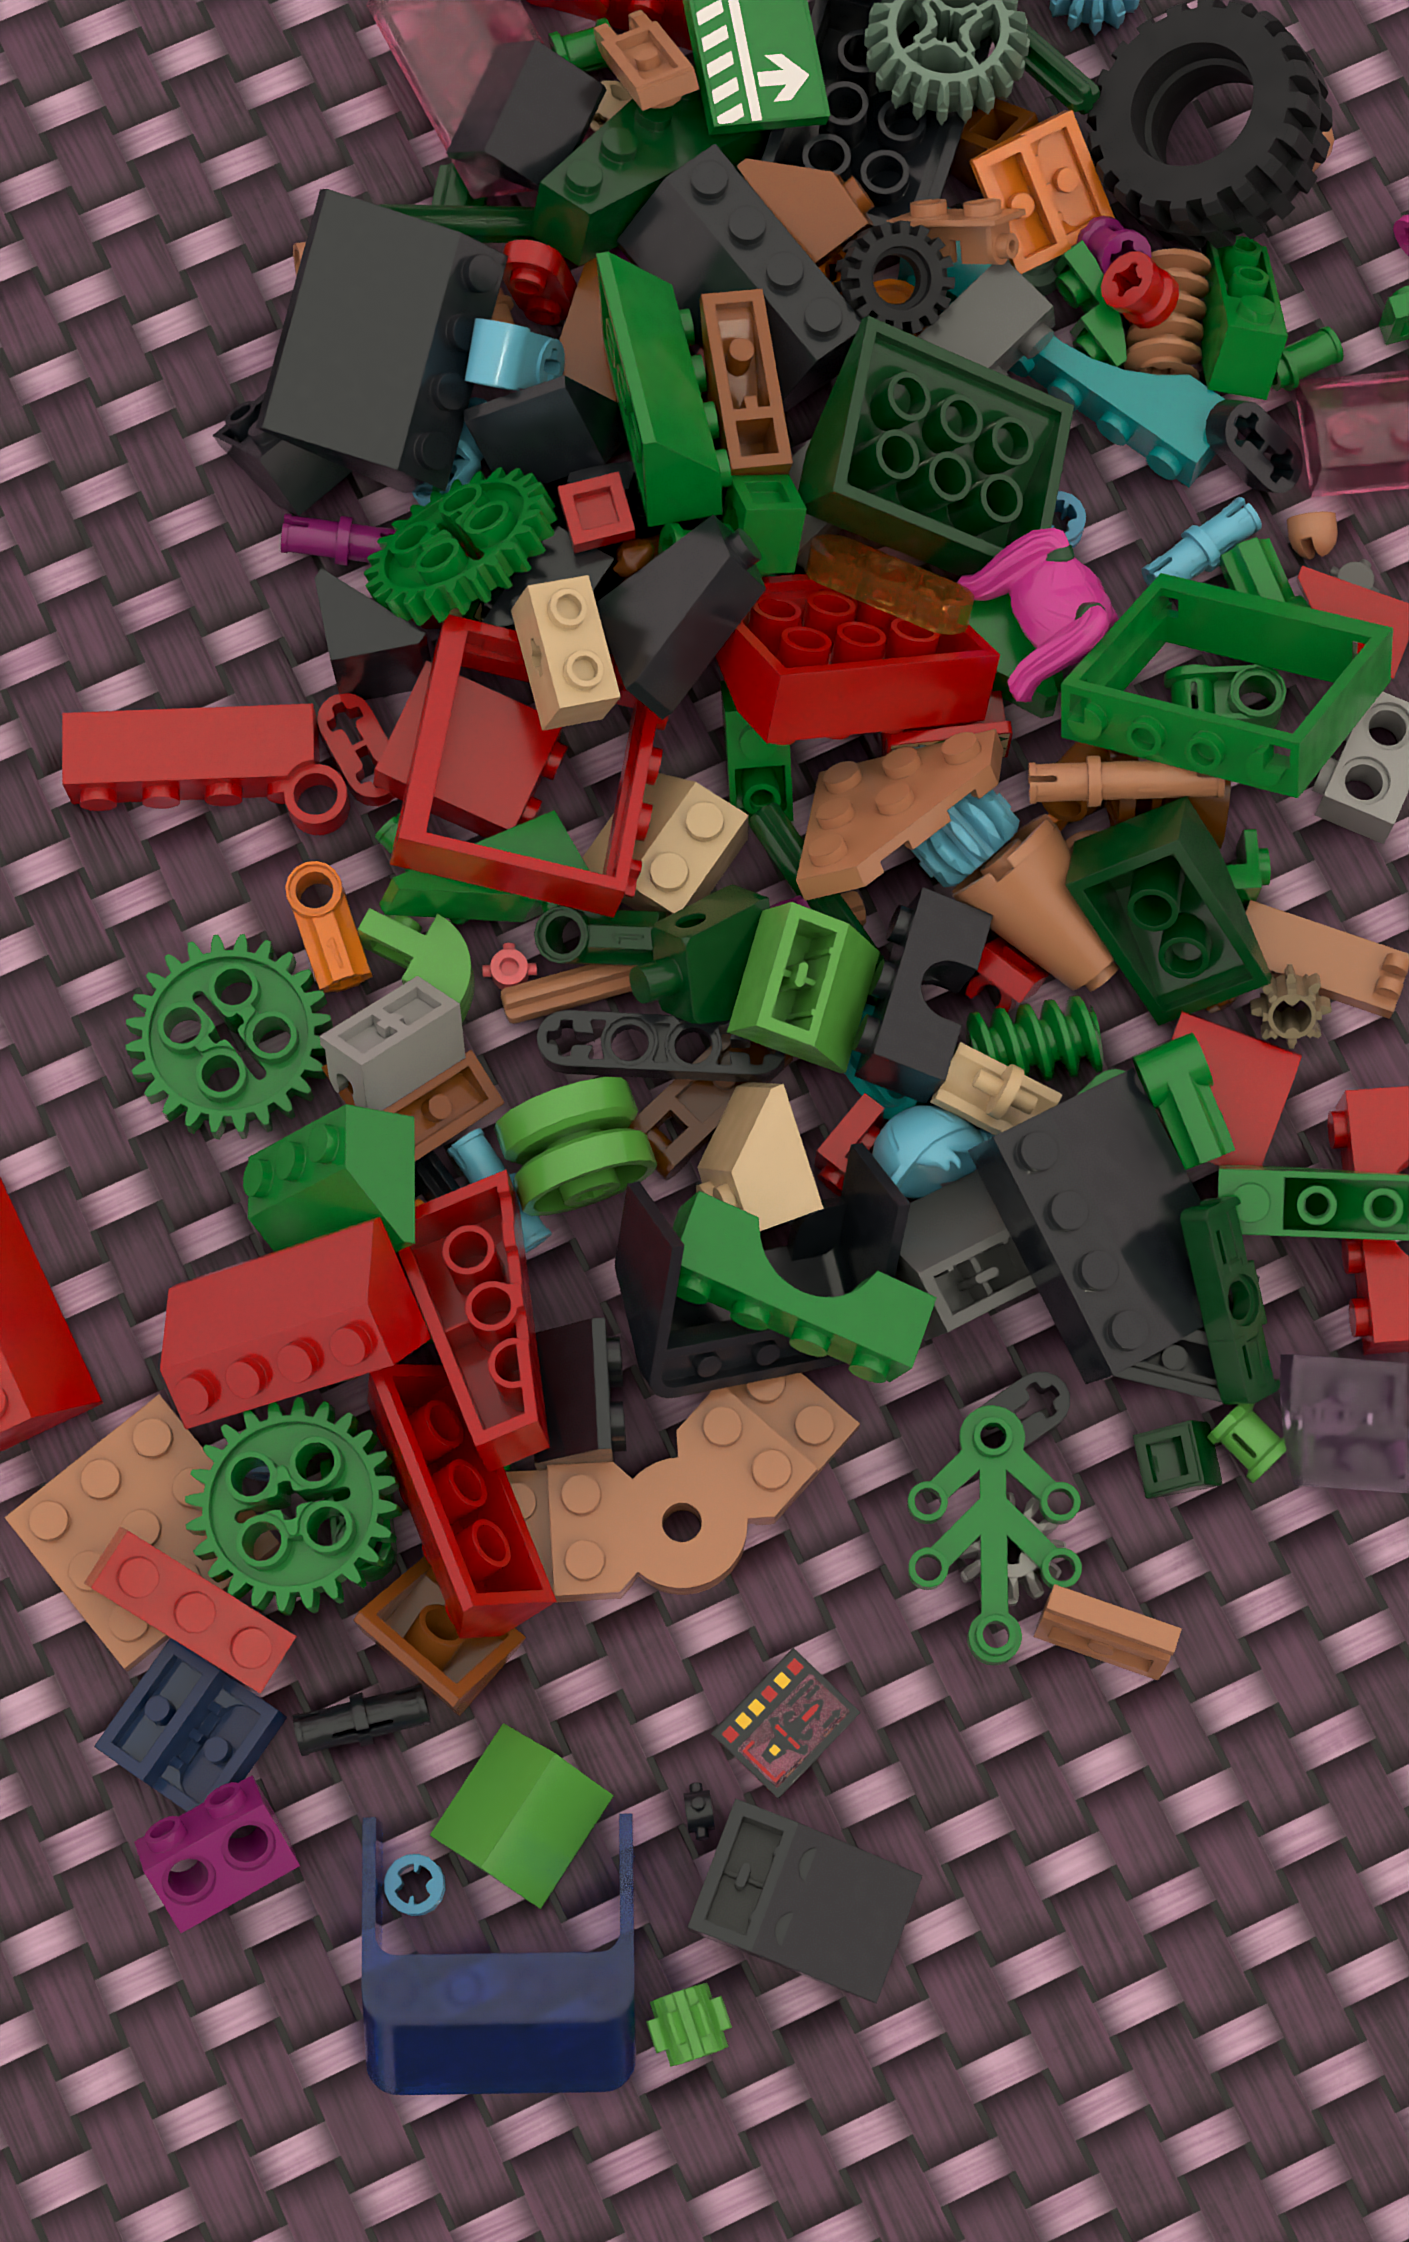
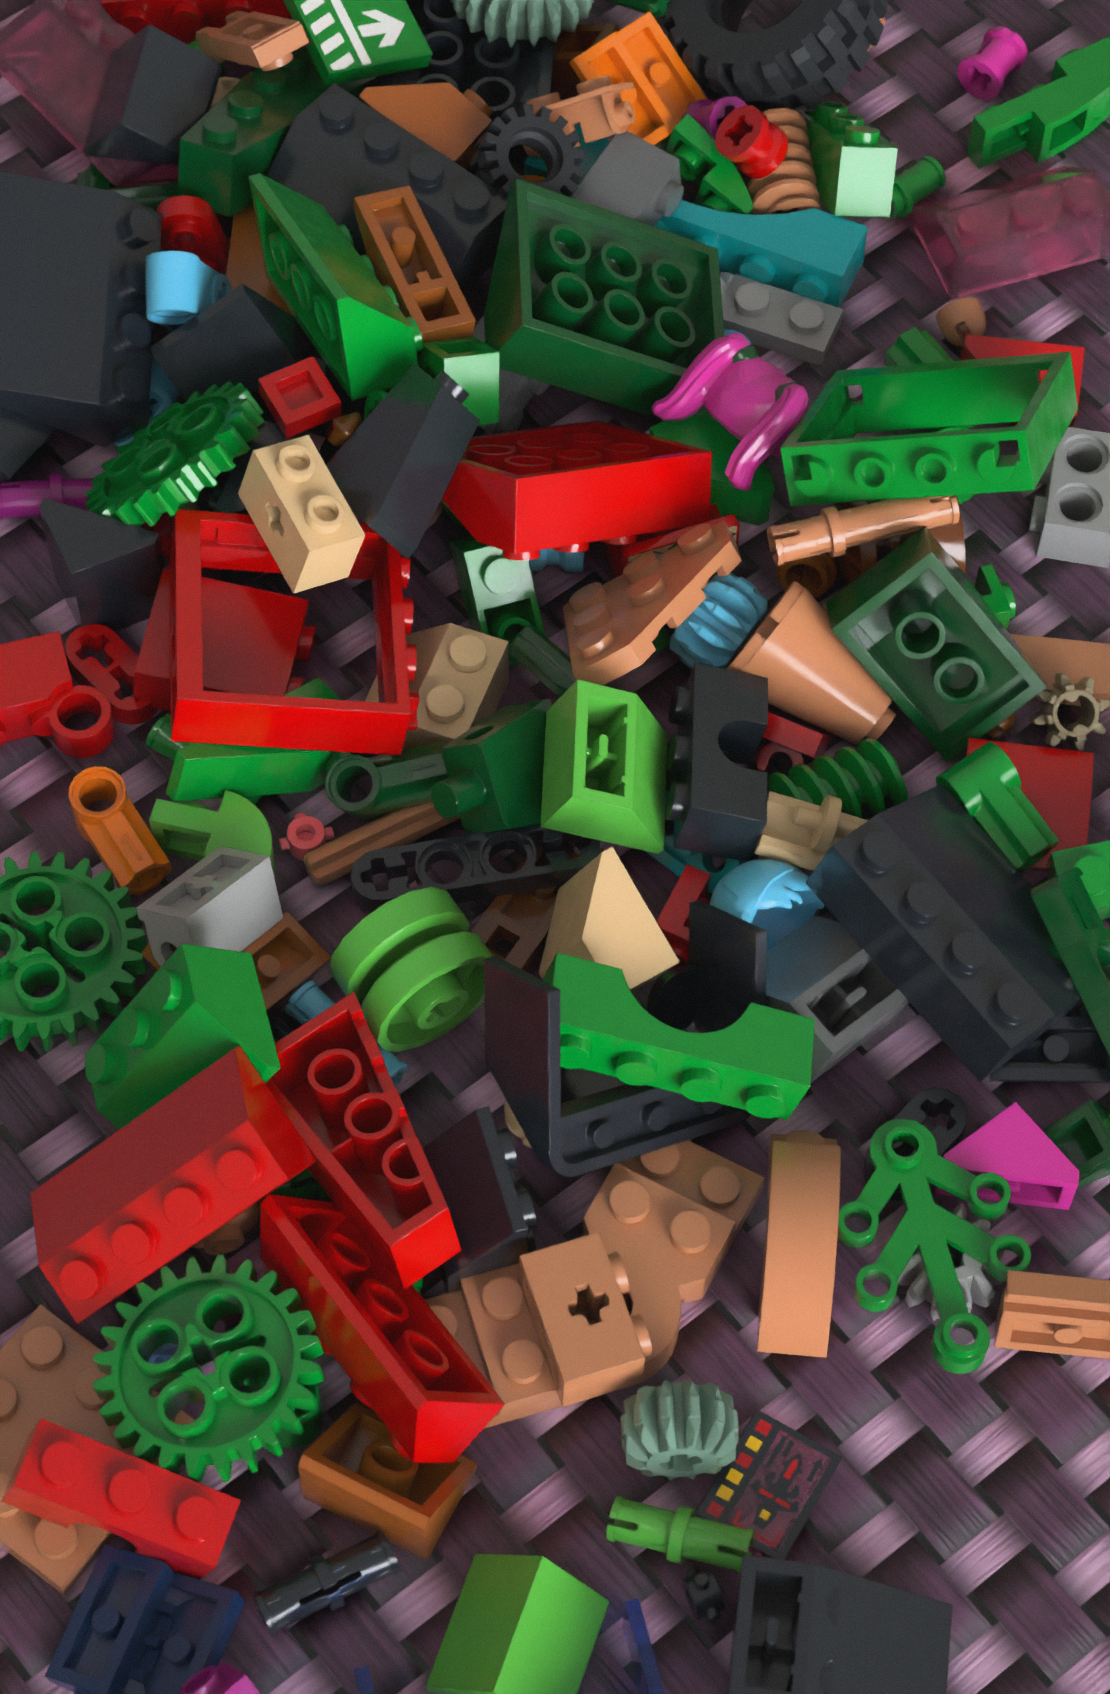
camera: 15 degrees left, 15 degrees down
(628, 1502) = (581, 1356): none -> nougat brick
(691, 1752) = (679, 1534): none -> bright green pin
(712, 1658) = (679, 1429): none -> sand green gear
(872, 1498) = (799, 1244): none -> nougat arch
(889, 584) = (589, 420): clear orange beam -> none
(1098, 1464) = (1023, 1156): none -> dark pink slope
(1121, 484) = (779, 318): none -> light grey hinge
(1205, 544) = (869, 347): medium azure pin -> none
(1261, 437) = (889, 255): black beam -> none

